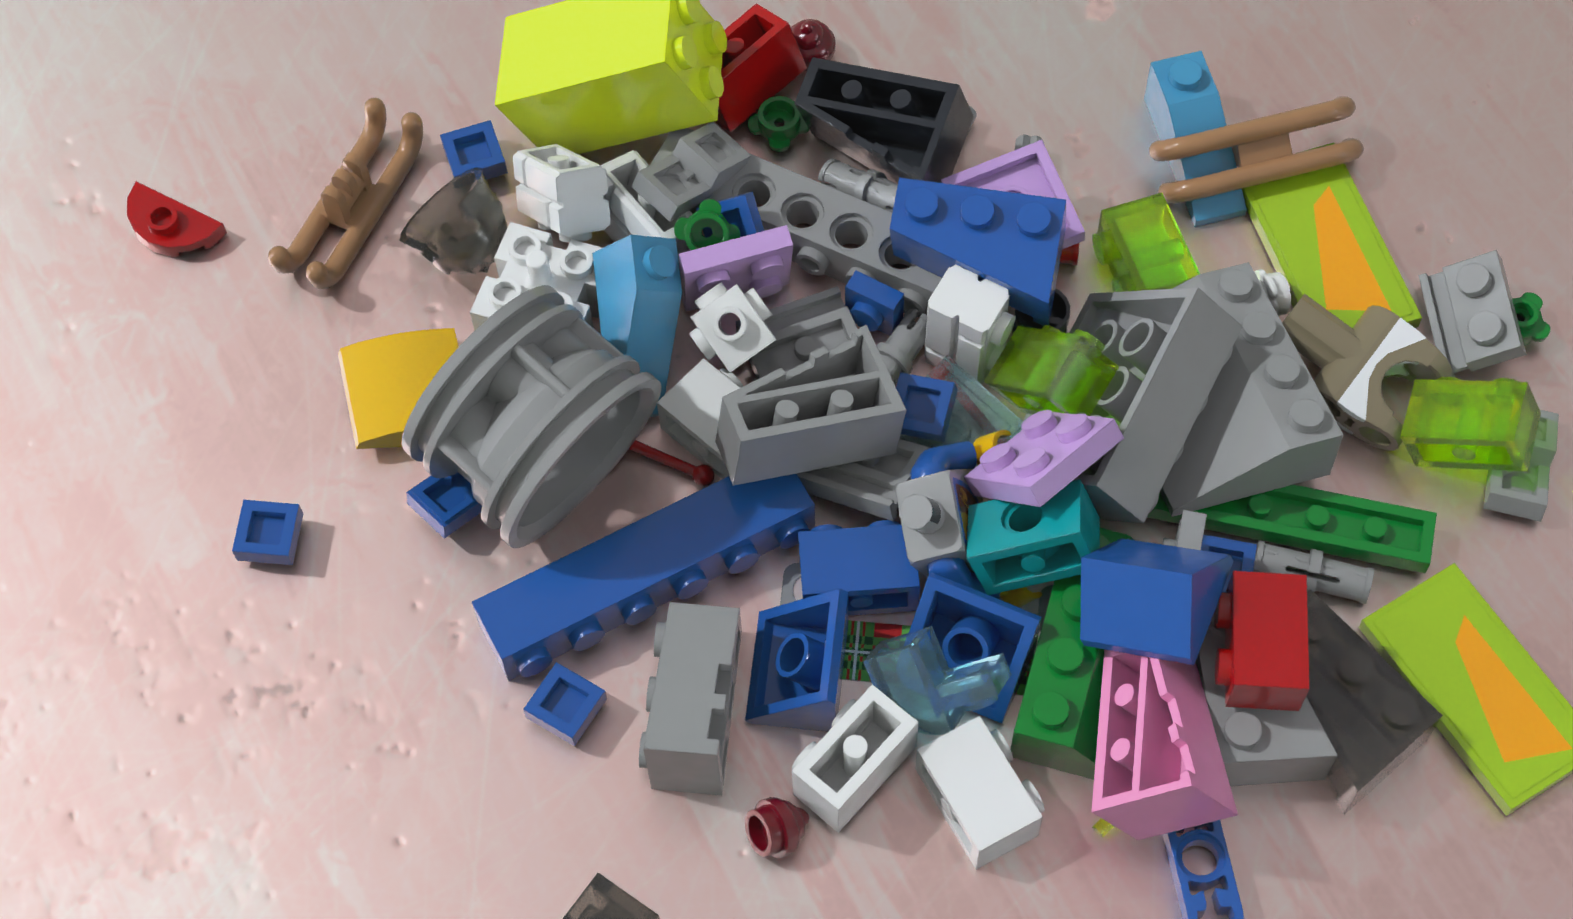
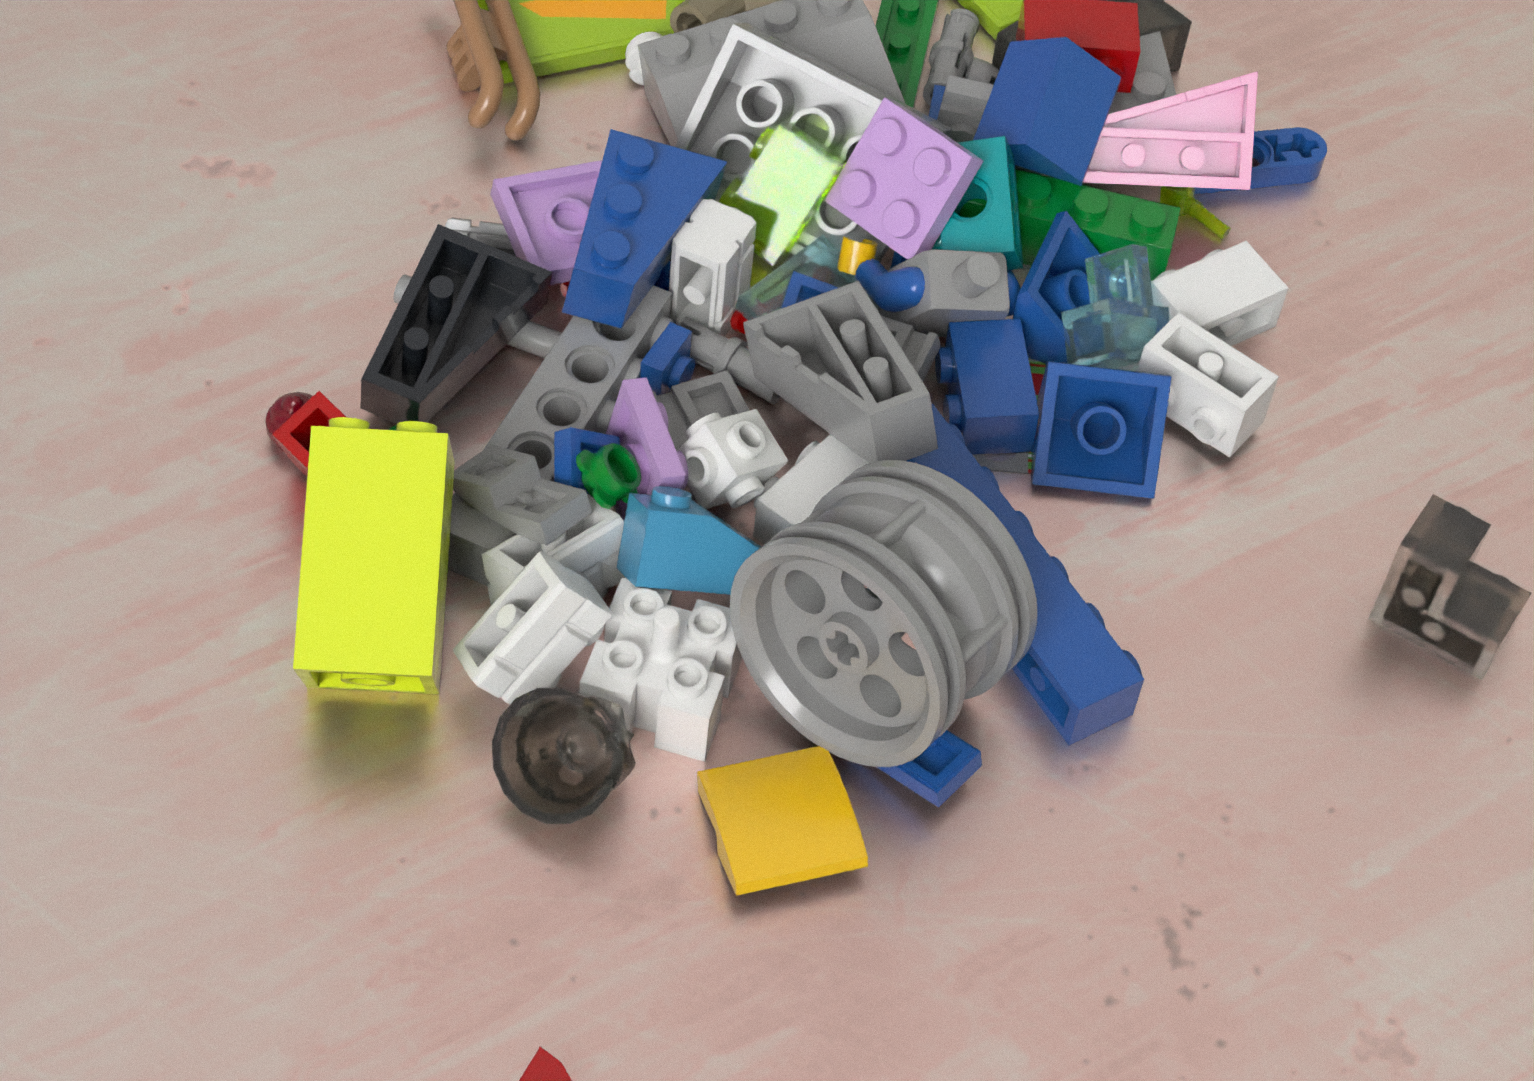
camera: 100 degrees left, 10 degrees down
(267, 532) = (988, 953): blue plate -> none
(352, 199) = (505, 899): medium nougat piece -> none
(474, 148) = (442, 760): blue plate -> none
(565, 704) = (1167, 644): blue plate -> none
(691, 698) = (1158, 520): light grey wedge -> none
(775, 827) = (1273, 465): dark red plate -> none
(867, 186) = (518, 361): light grey pin -> none
(1143, 246) = (580, 129): clear neon green brick -> none
(1187, 102) = (431, 93): dark azure slope -> none

